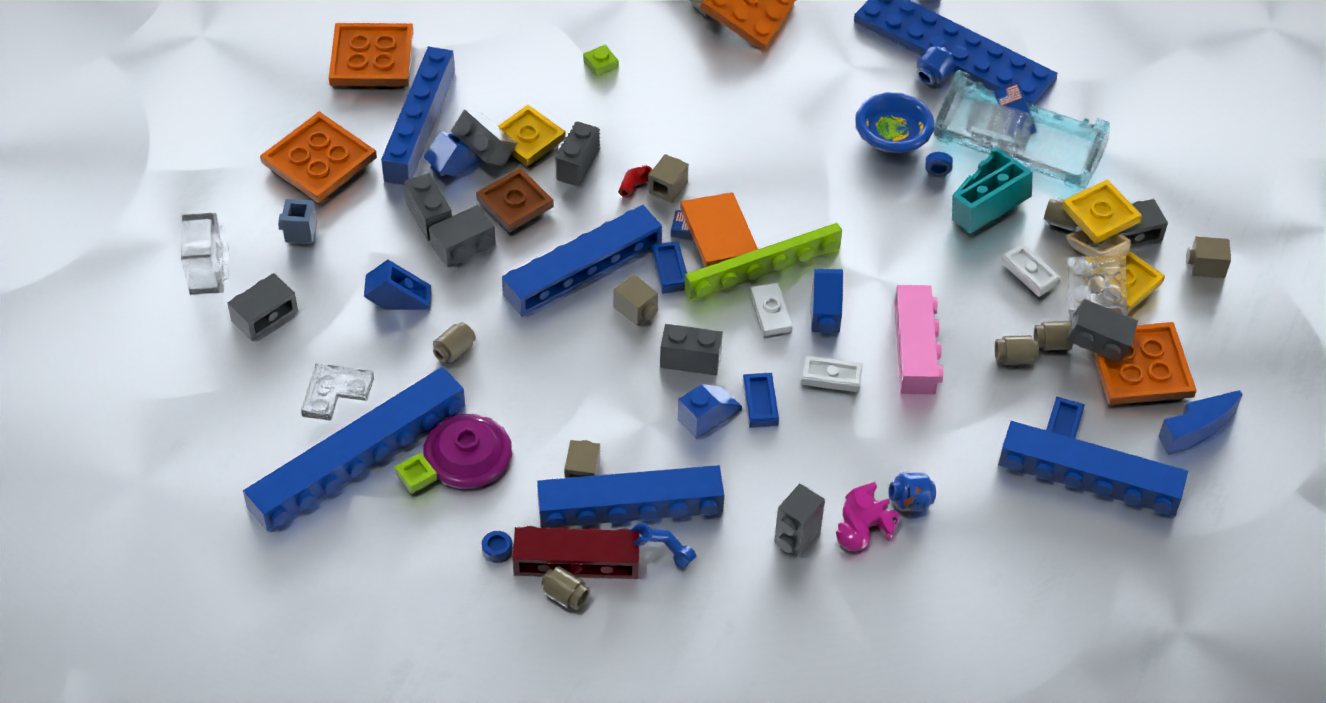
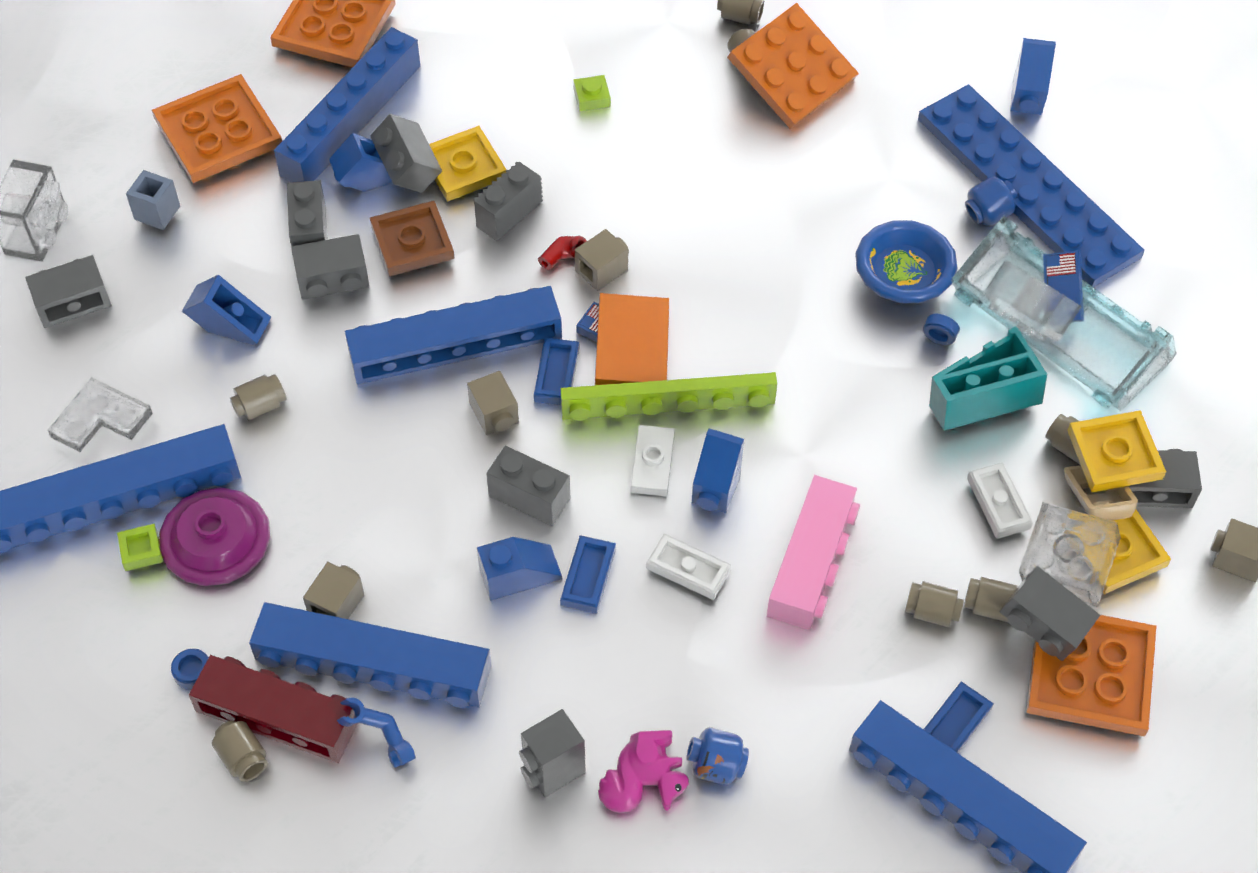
camera: 20 degrees right, 5 degrees up
(1198, 421) = (1135, 774): blue slope -> none

